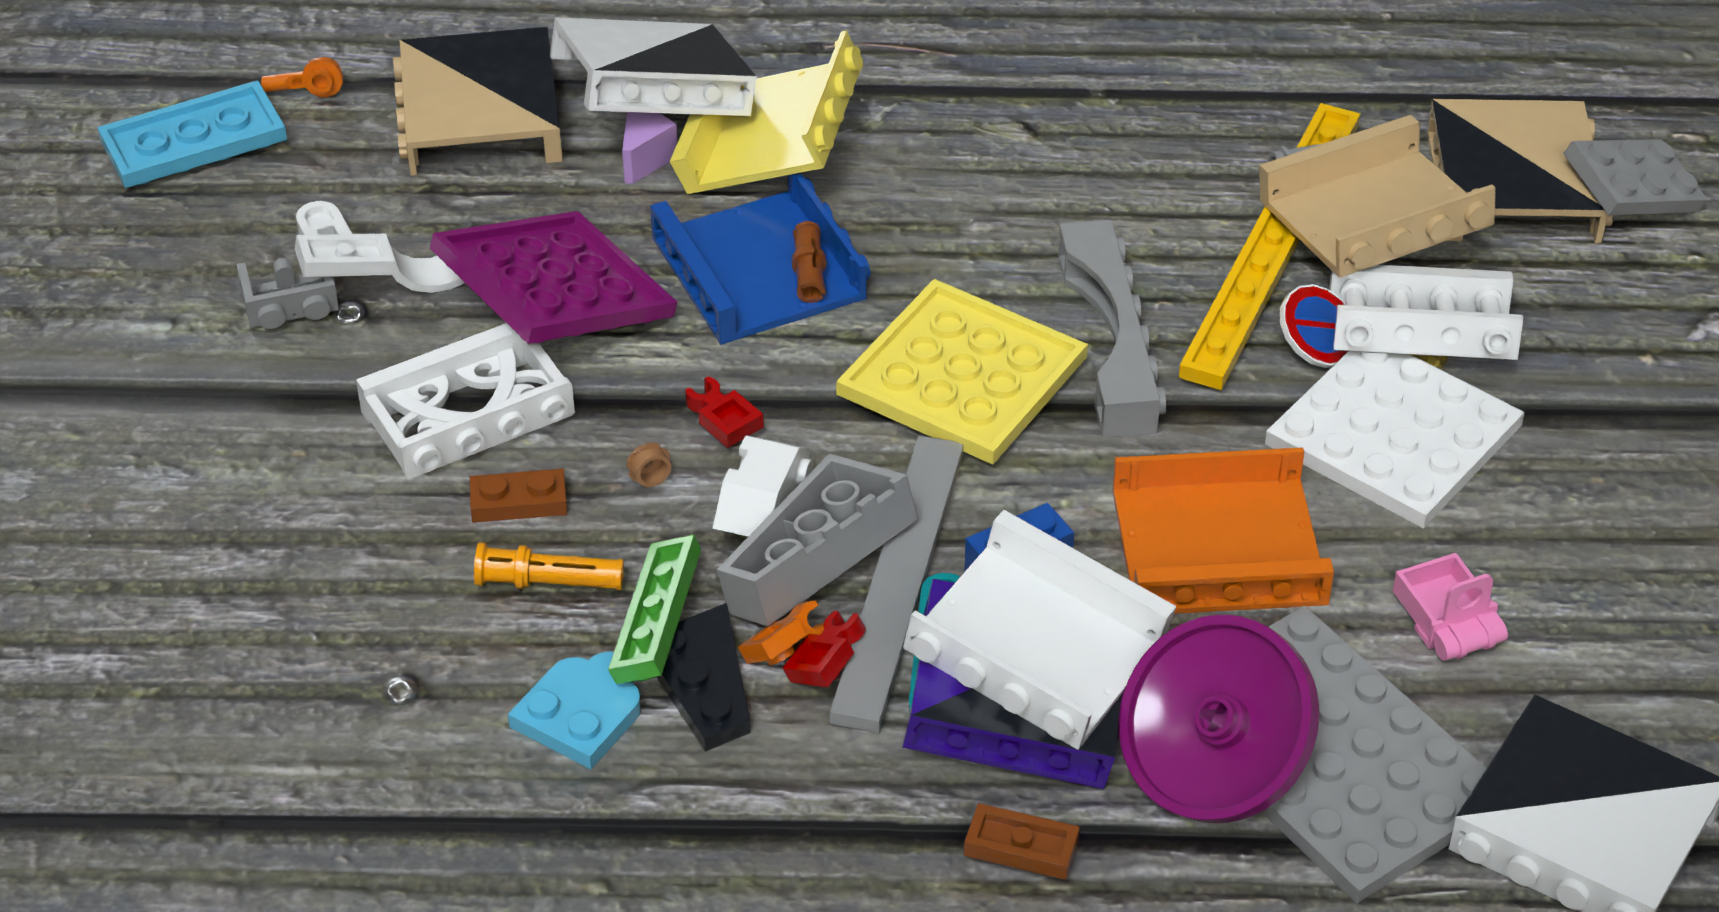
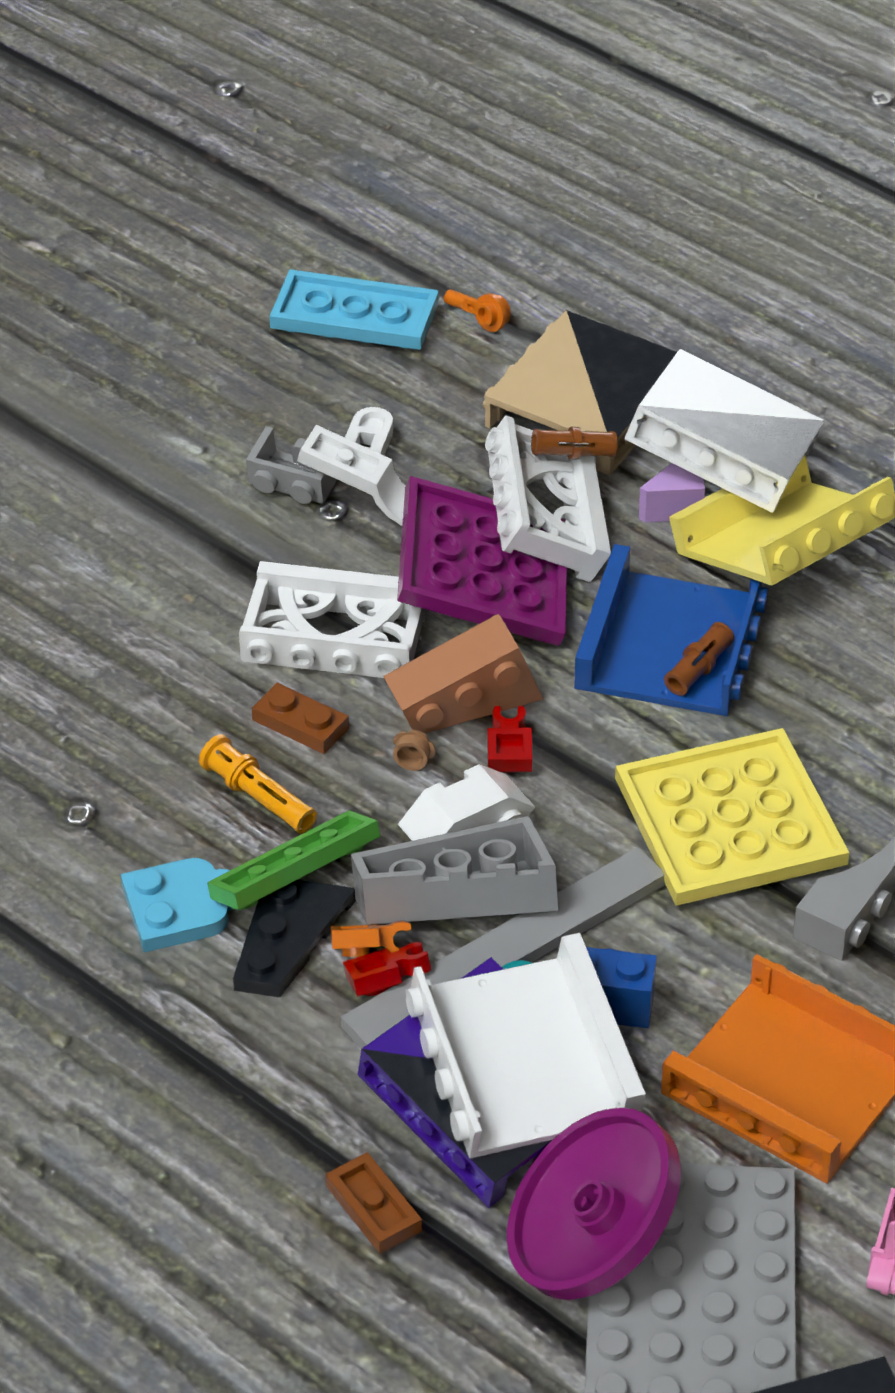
camera: 40 degrees right, 0 degrees up
(523, 145) = (599, 443): none -> dark orange pin
(553, 197) = (576, 543): none -> white fence
(638, 380) = (464, 679): none -> nougat wedge

